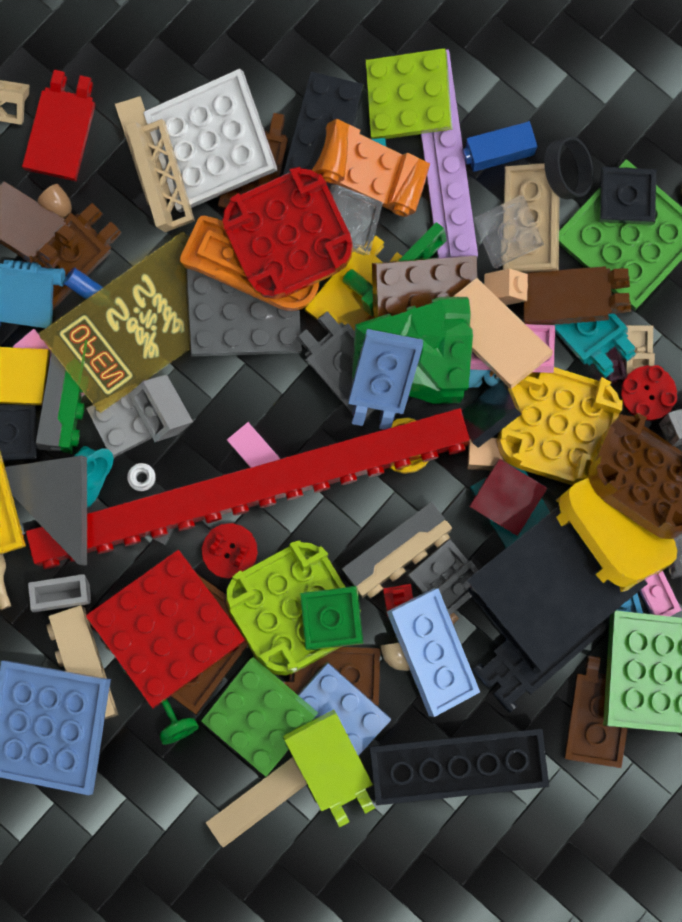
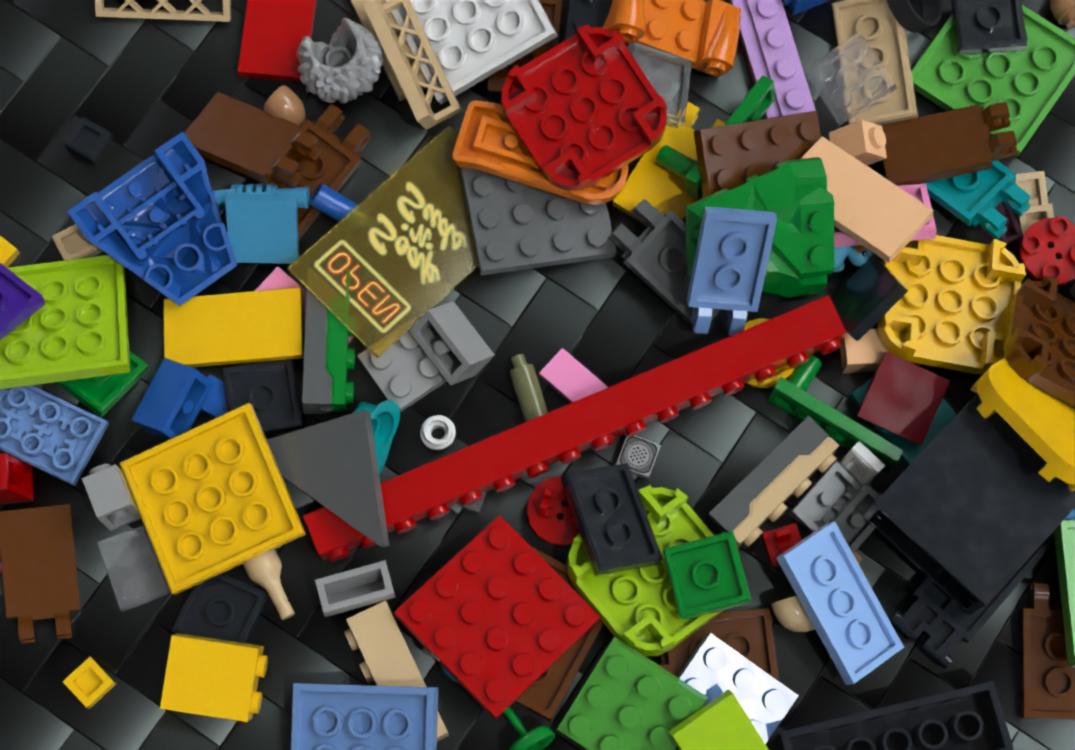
camera: 10 degrees left, 5 degrees down
(102, 174) = (343, 66): none -> light grey hair
(216, 451) = (527, 388): none -> olive cylinder
(264, 564) = (611, 519): none -> black tile
(295, 515) = (639, 455): none -> tile
(422, 484) = (794, 400): none -> green piece
(469, 544) = (862, 464): none -> white tile

